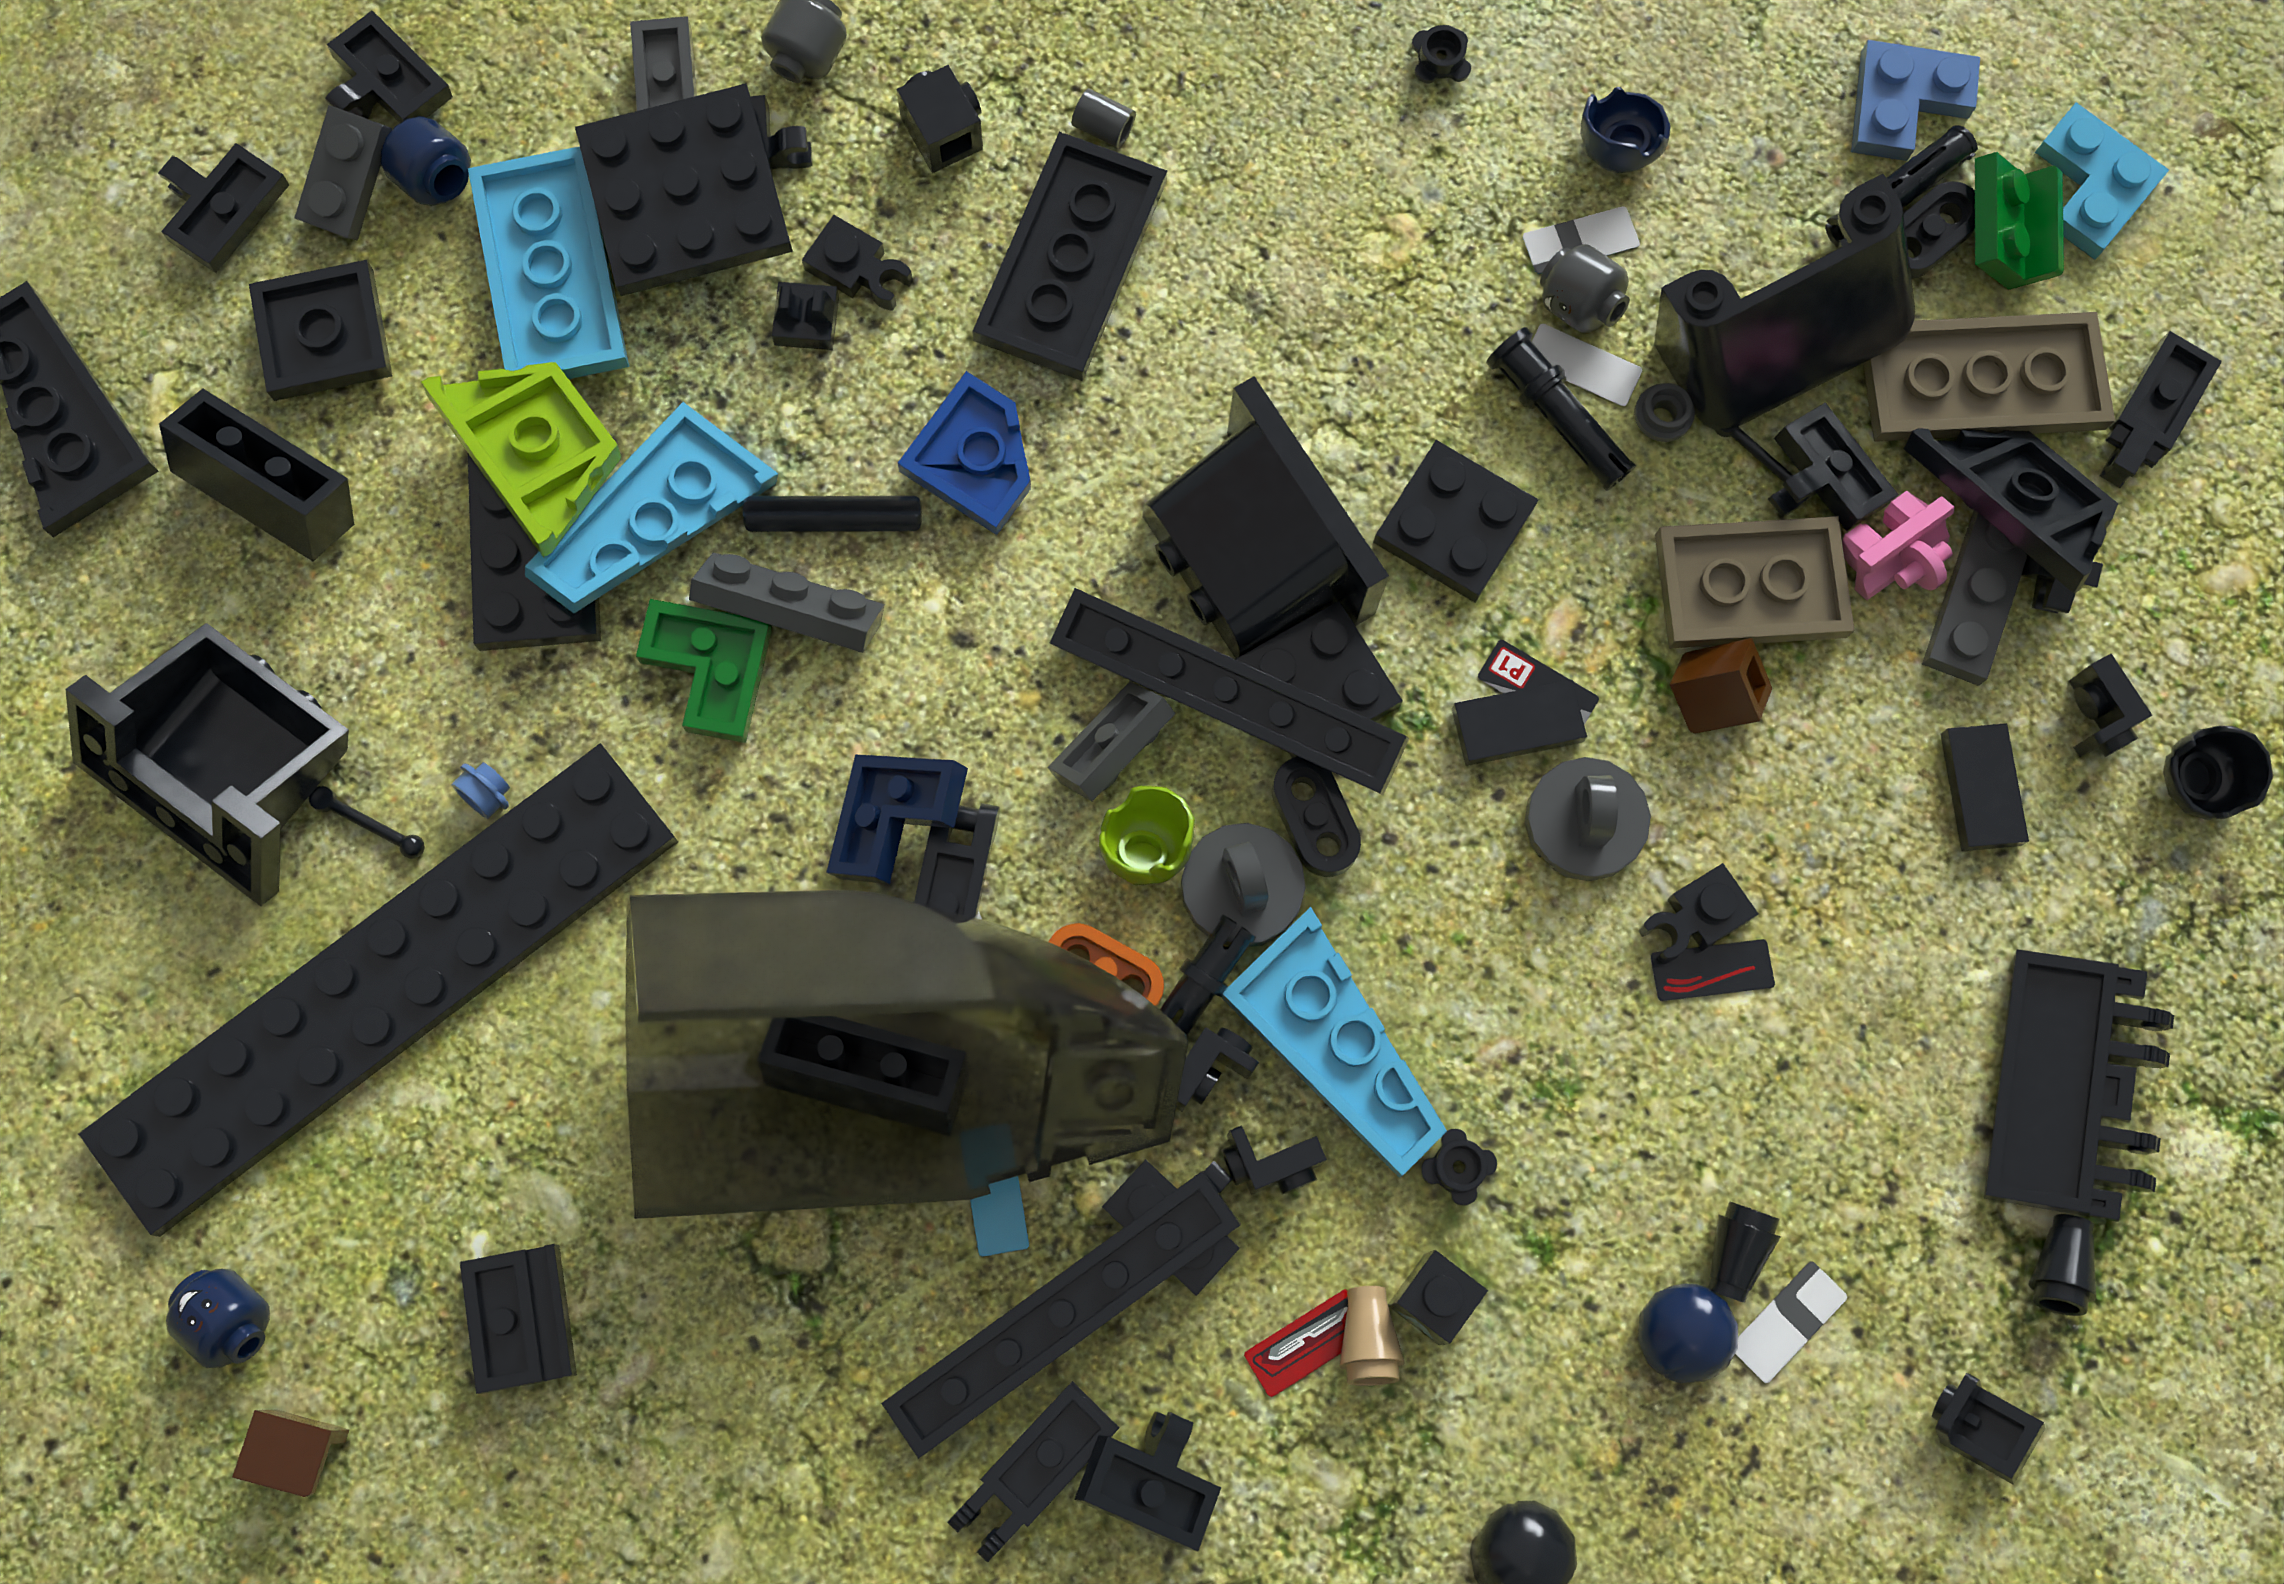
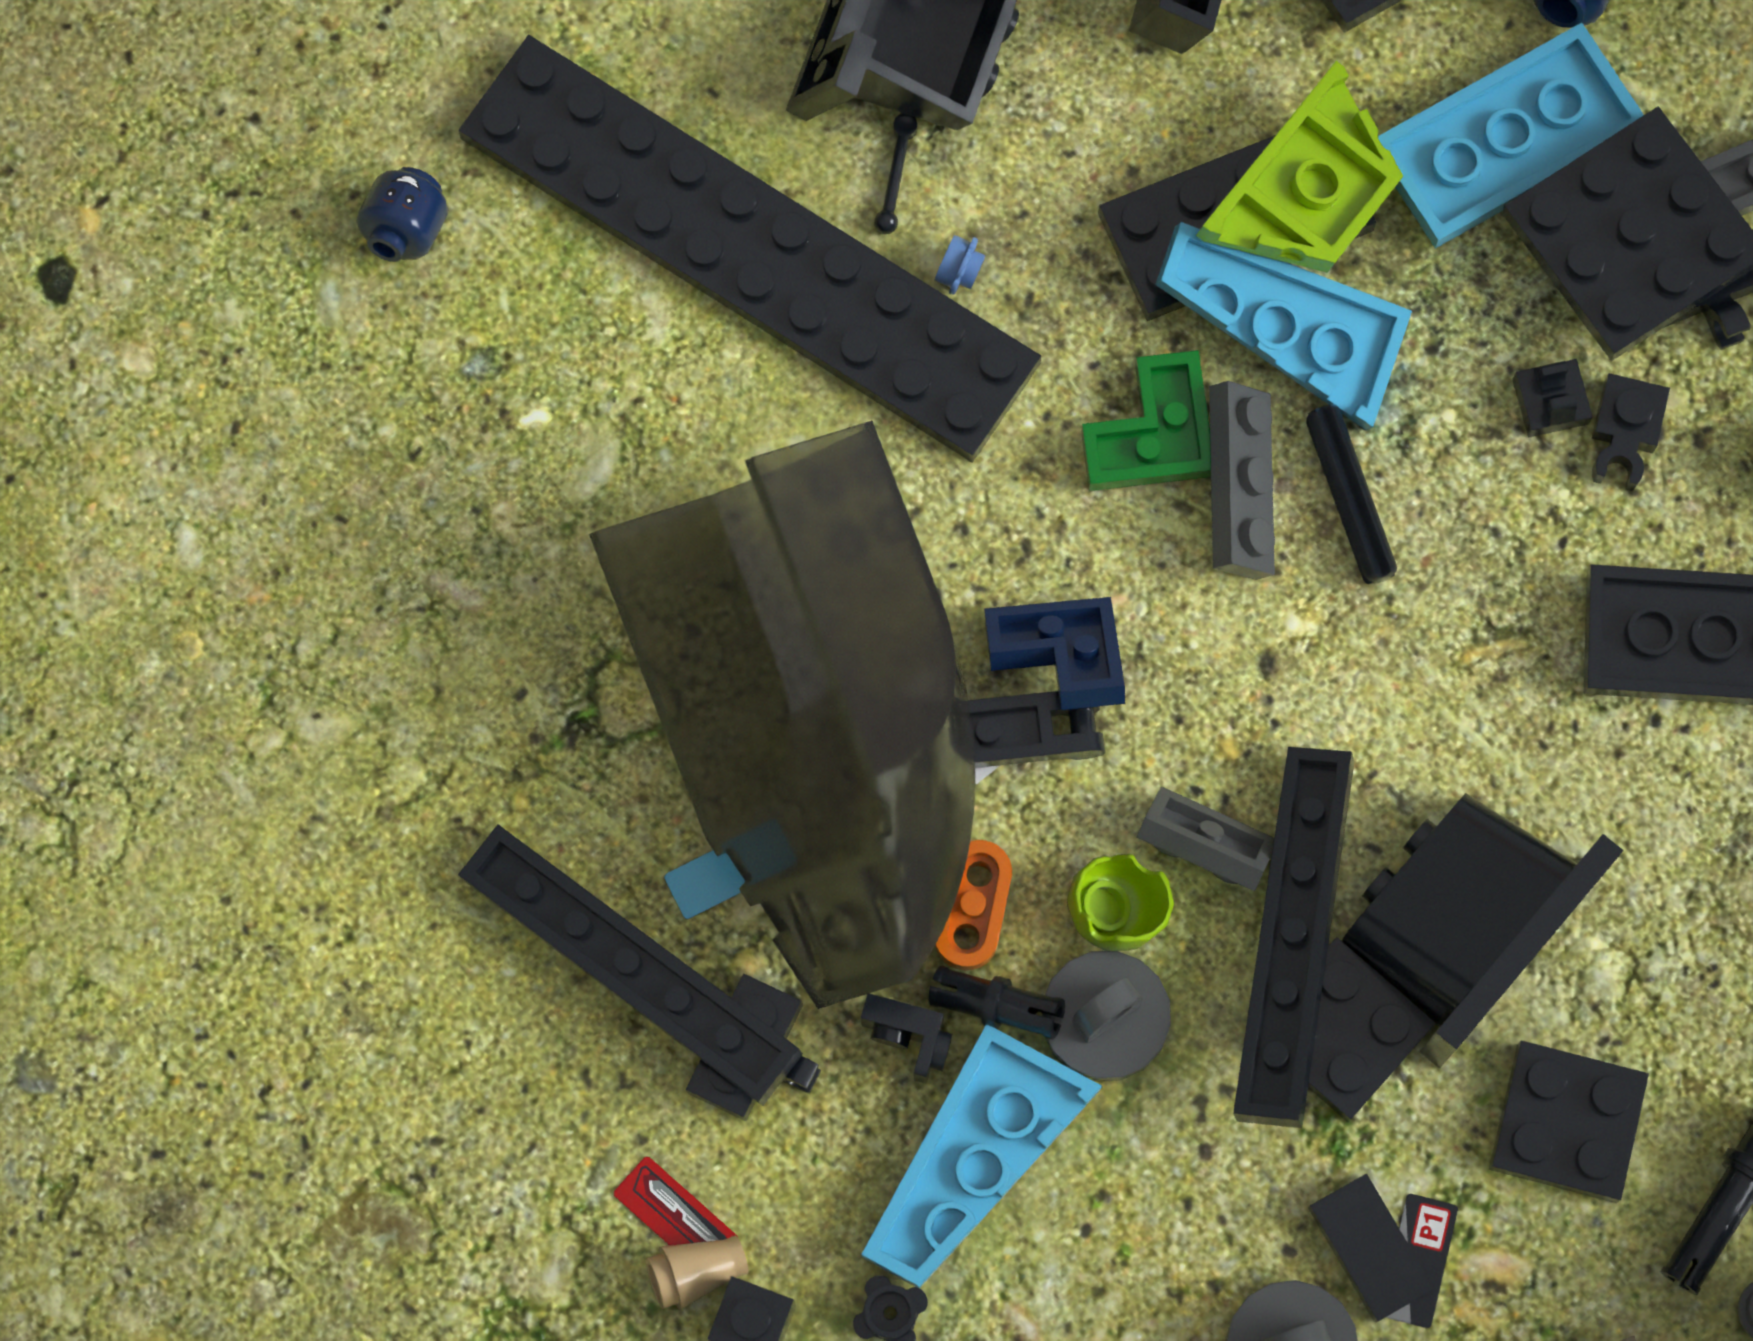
camera: 80 degrees right, 0 degrees up
(286, 1451) = (305, 316): reddish brown panel -> none
(517, 1318) = (479, 473): black plate -> none
(866, 1070) = (795, 711): black brick -> none
(972, 454) = (1462, 609): blue plate -> none
(1038, 1465) = (485, 989): black hinge -> none
(1149, 1486) = (492, 1097): black plate -> none
(1287, 1168) = (834, 1140): black bracket -> none
(1317, 818) = (1196, 1066): black plate -> none

